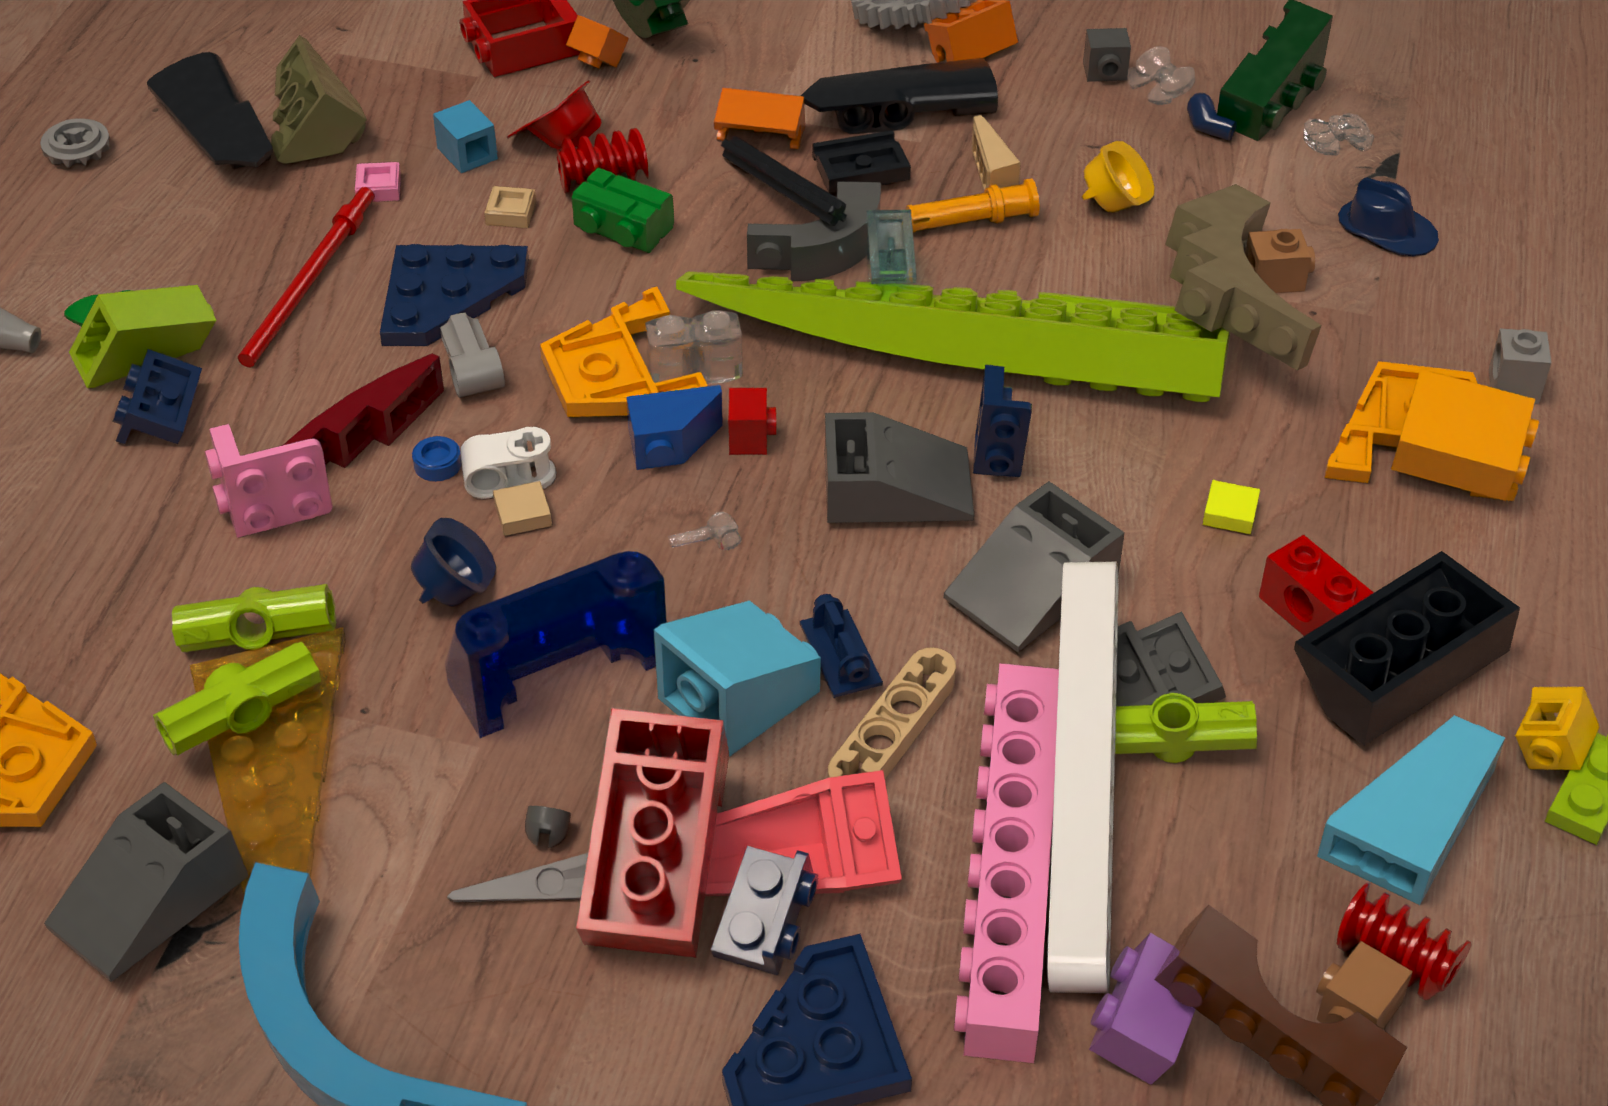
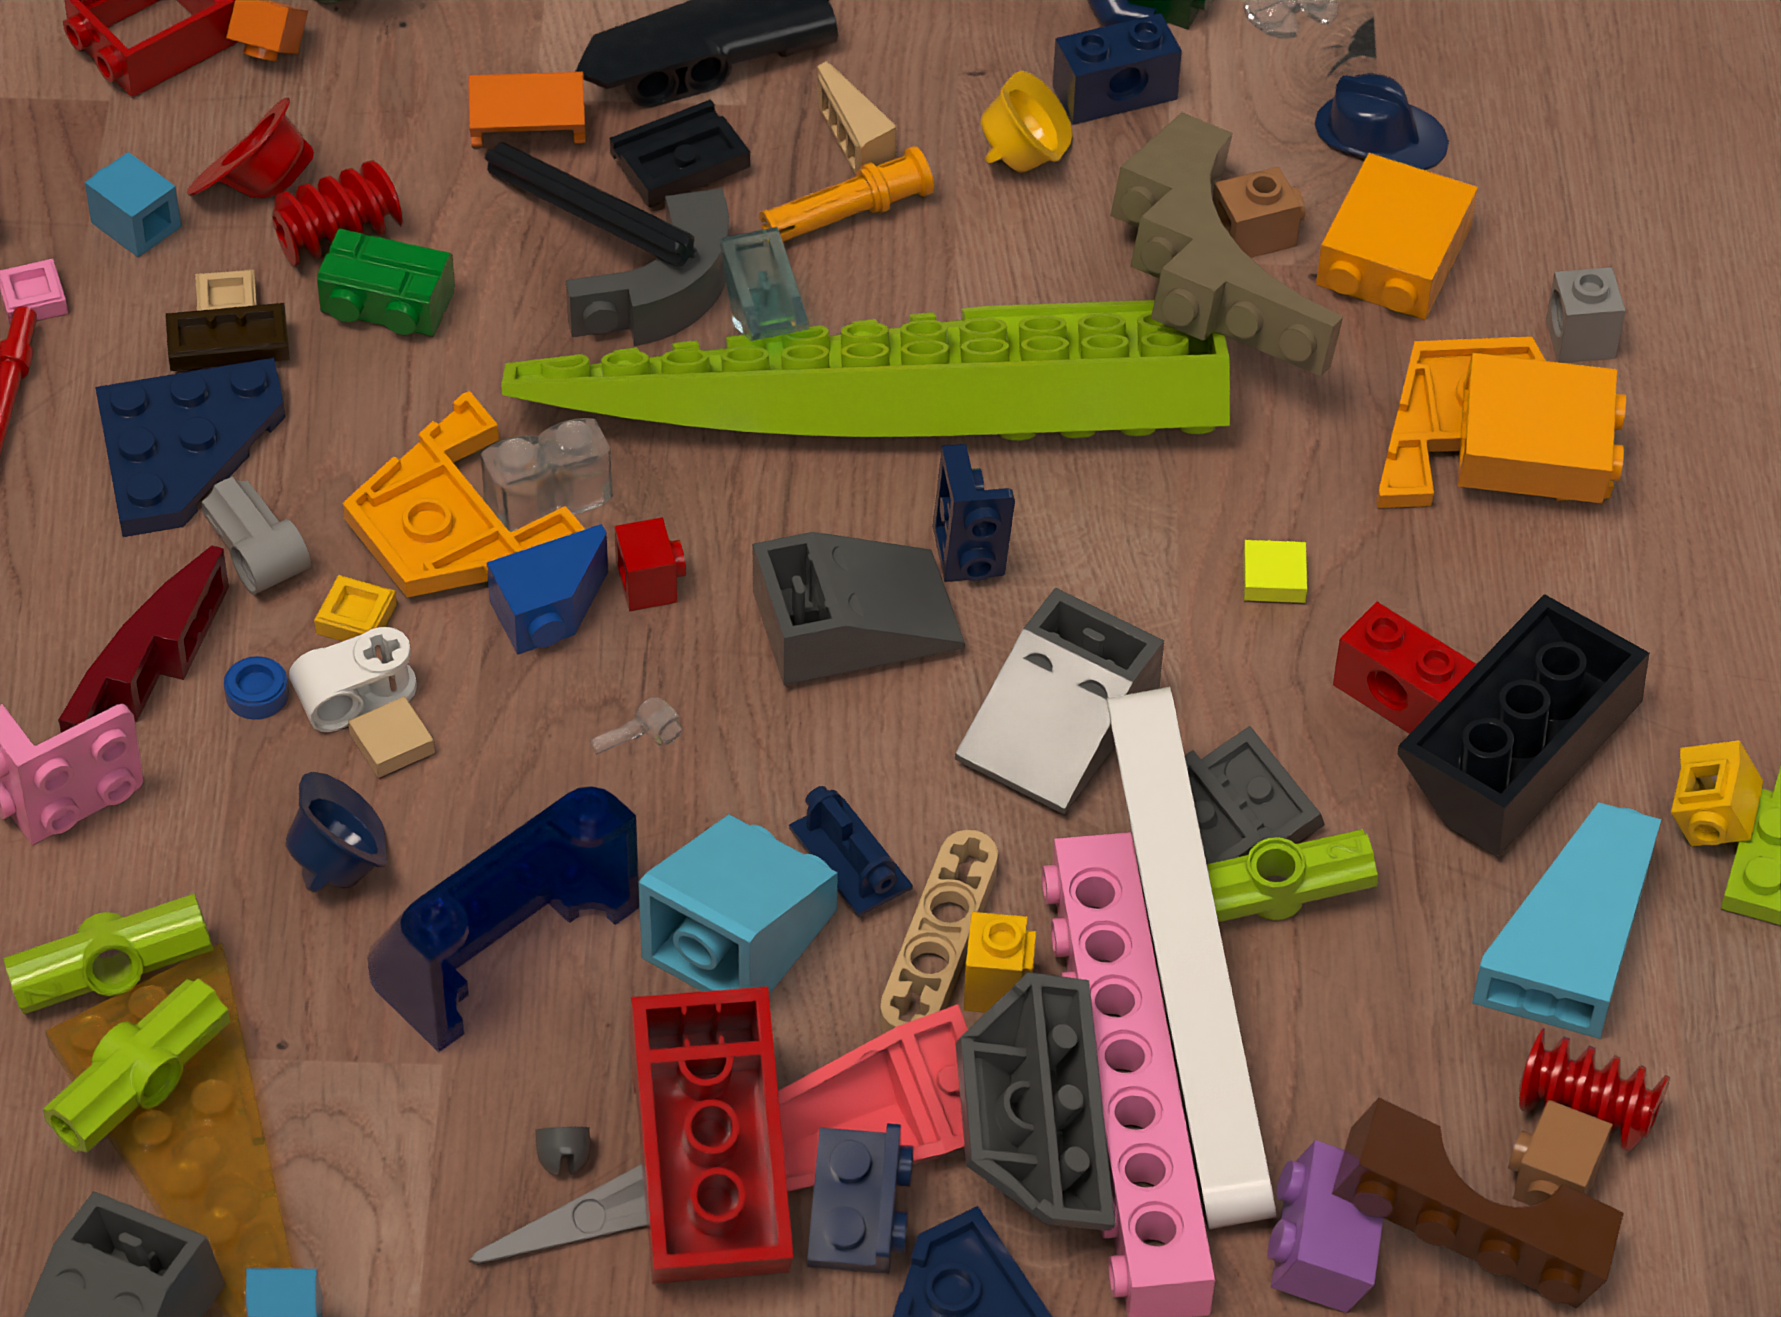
camera: 15 degrees left, 5 degrees up
(500, 227) = (226, 336): none -> dark brown plate
(527, 412) = (354, 609): none -> yellow tile
(926, 859) = (1038, 1102): none -> dark grey wedge
(931, 751) = (997, 958): none -> yellow window
(1196, 152) = (1116, 68): none -> dark blue brick
(1382, 292) = (1396, 236): none -> light orange brick

